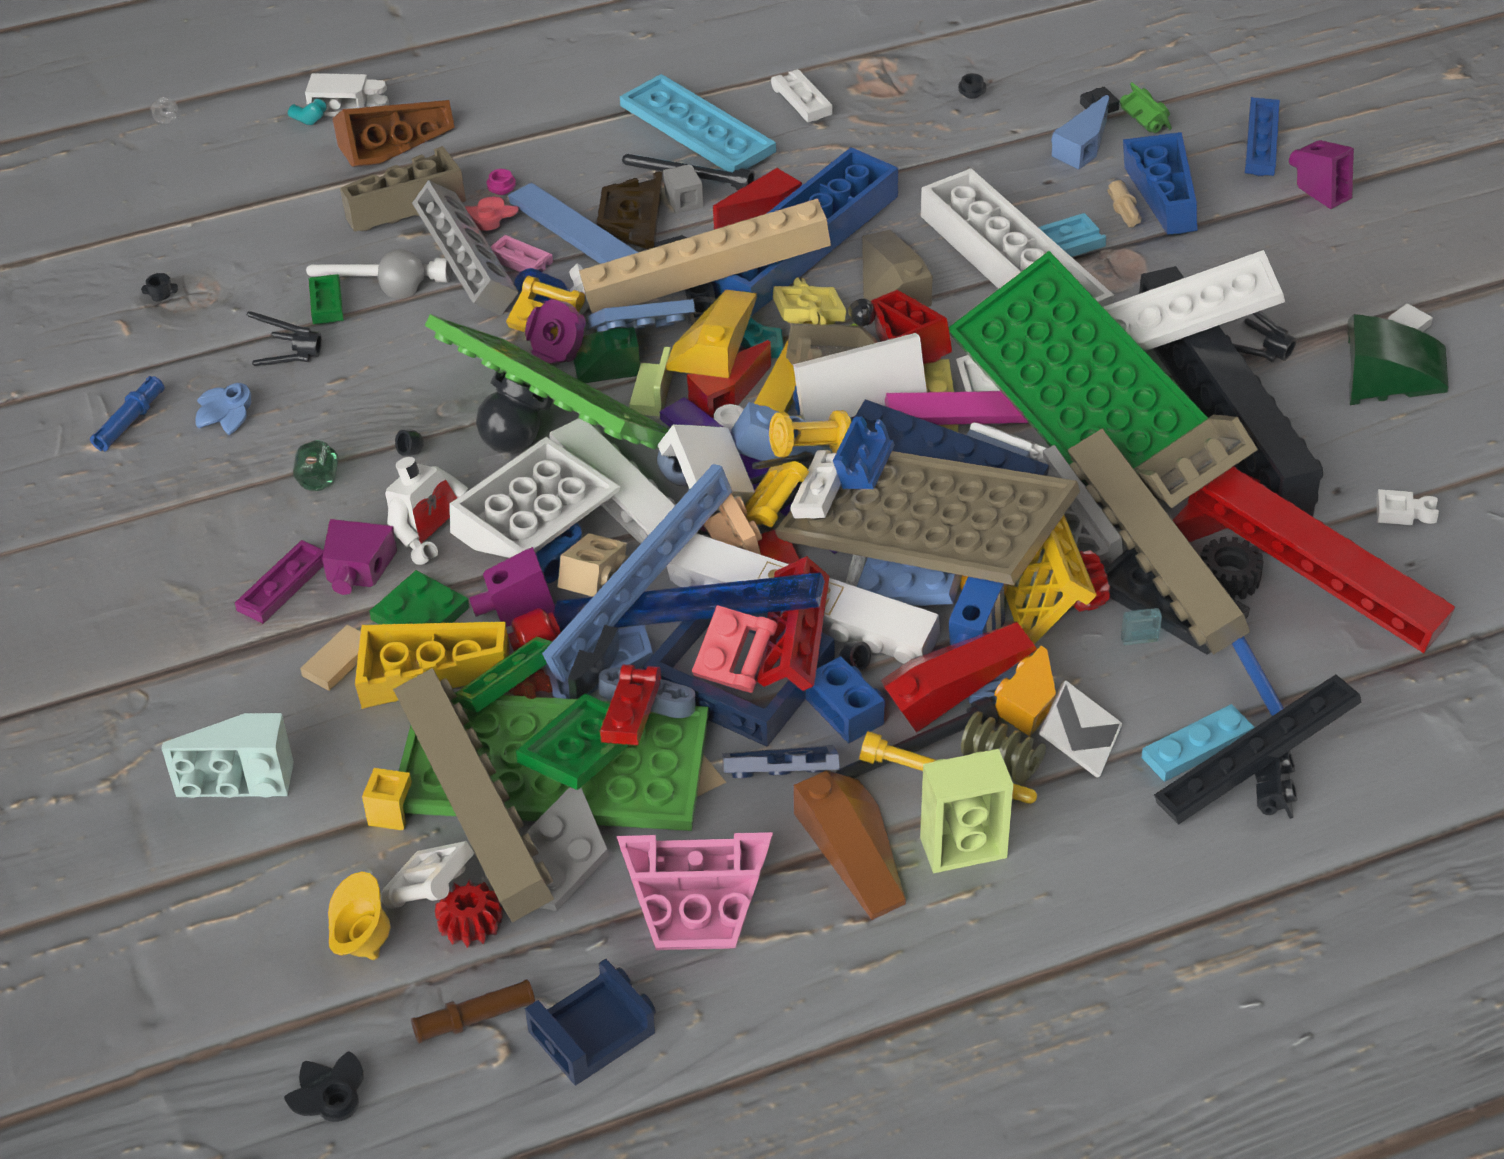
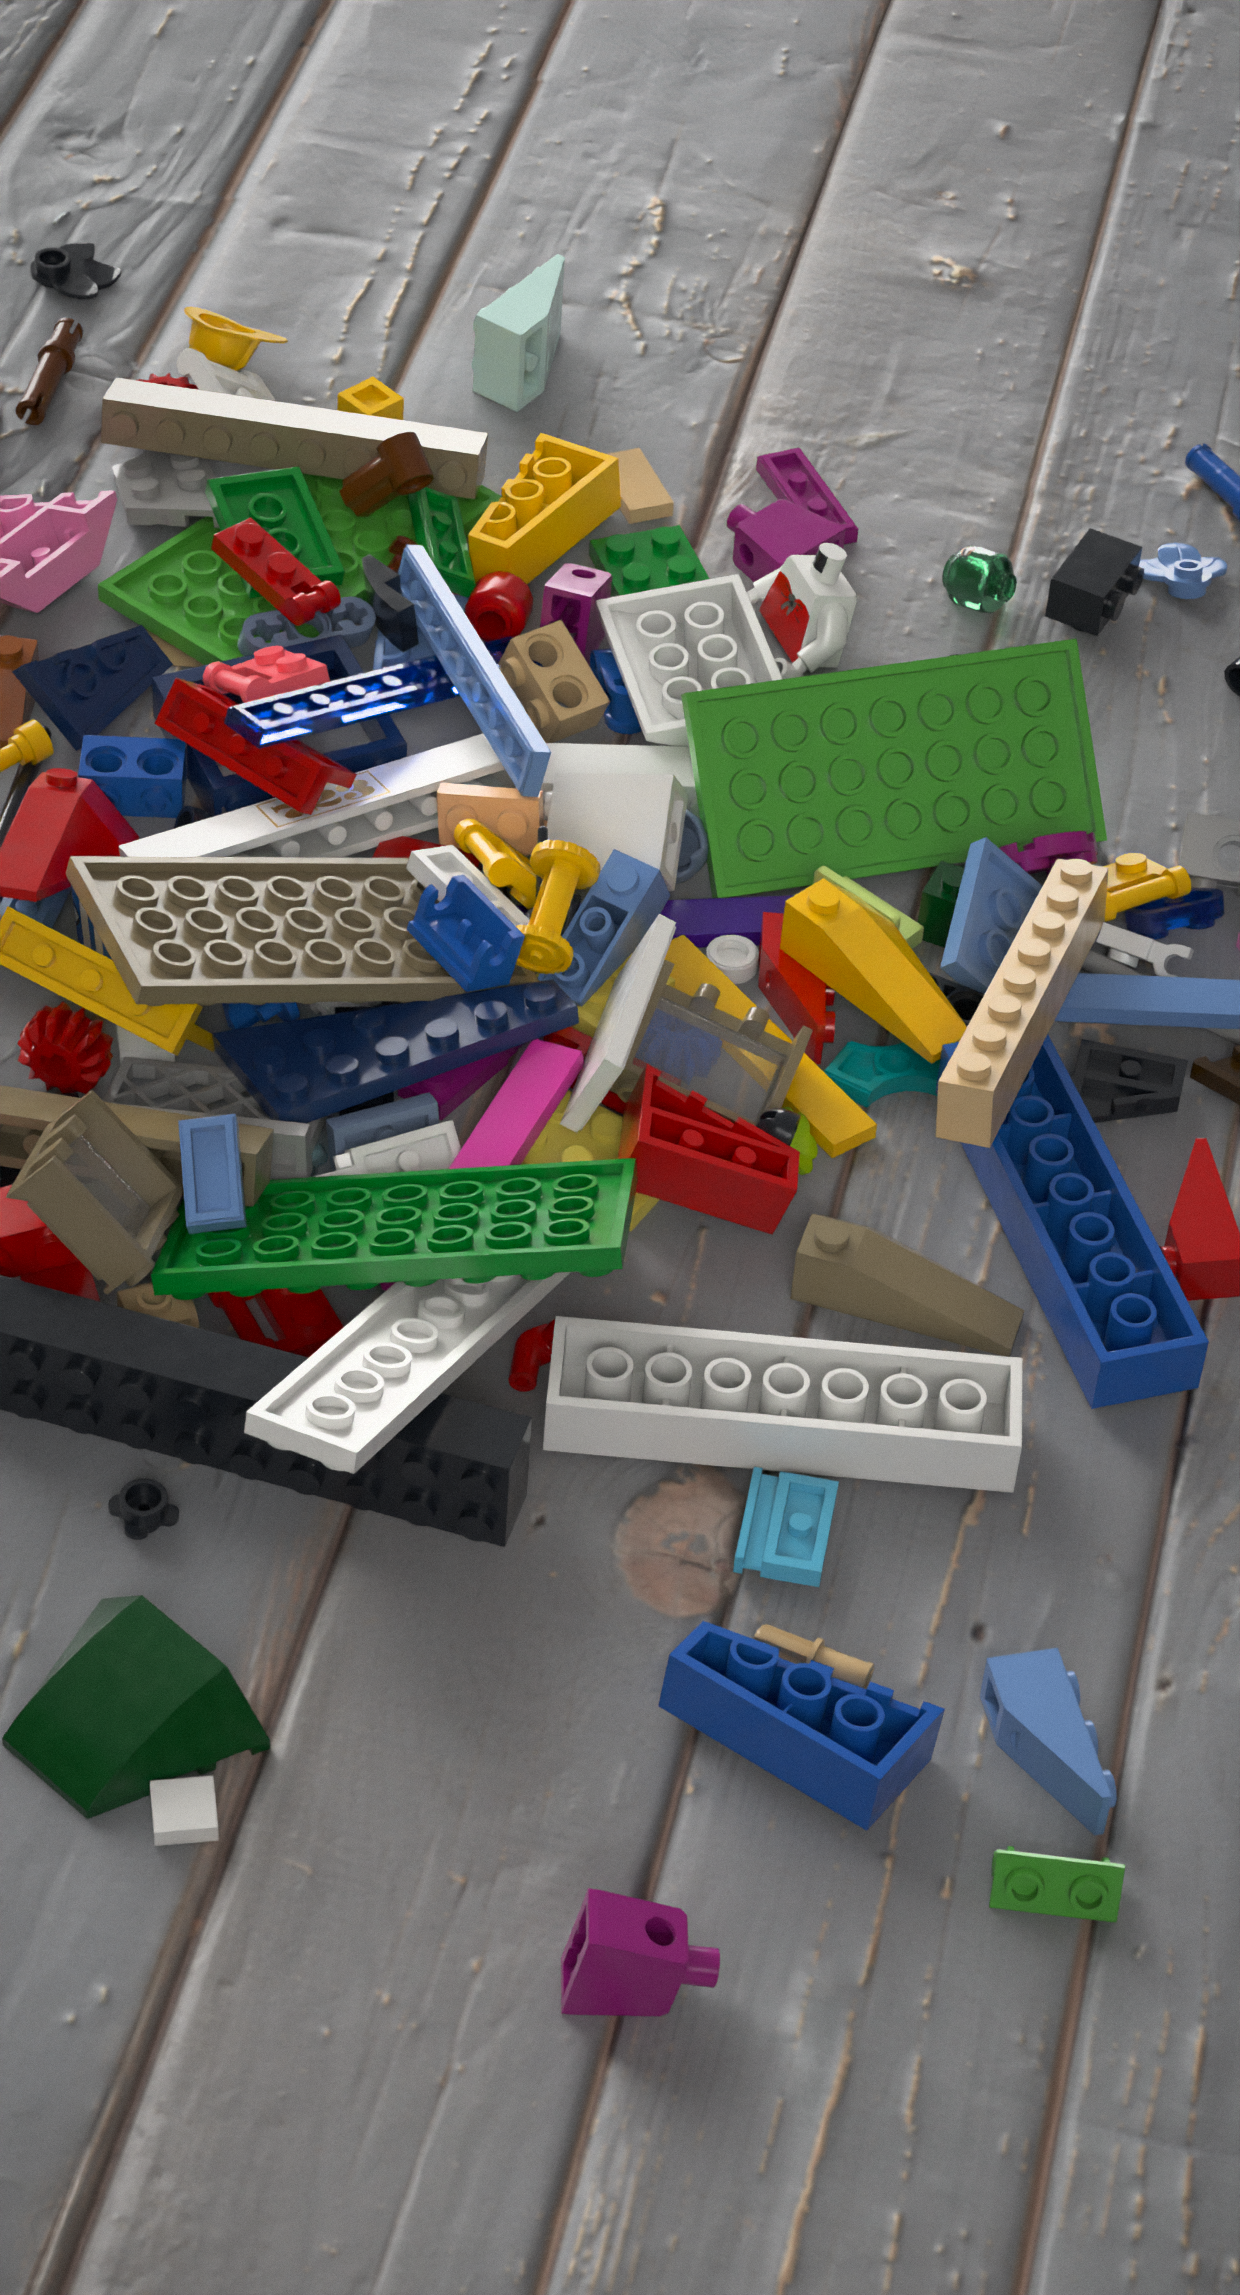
camera: 120 degrees right, 0 degrees up
(282, 417) = (1094, 582): none -> black brick
(484, 706) = (395, 472): none -> reddish brown piece
(808, 303) = (881, 1128): light yellow plate -> none
(1090, 97) = (1148, 1845): black plate -> none
(1129, 437) = (212, 1173): none -> medium blue tile
(1262, 136) = (832, 1990): blue plate -> none
(1277, 341) = (296, 1588): black plant -> none
(1296, 410) = (143, 1508): none -> black plate

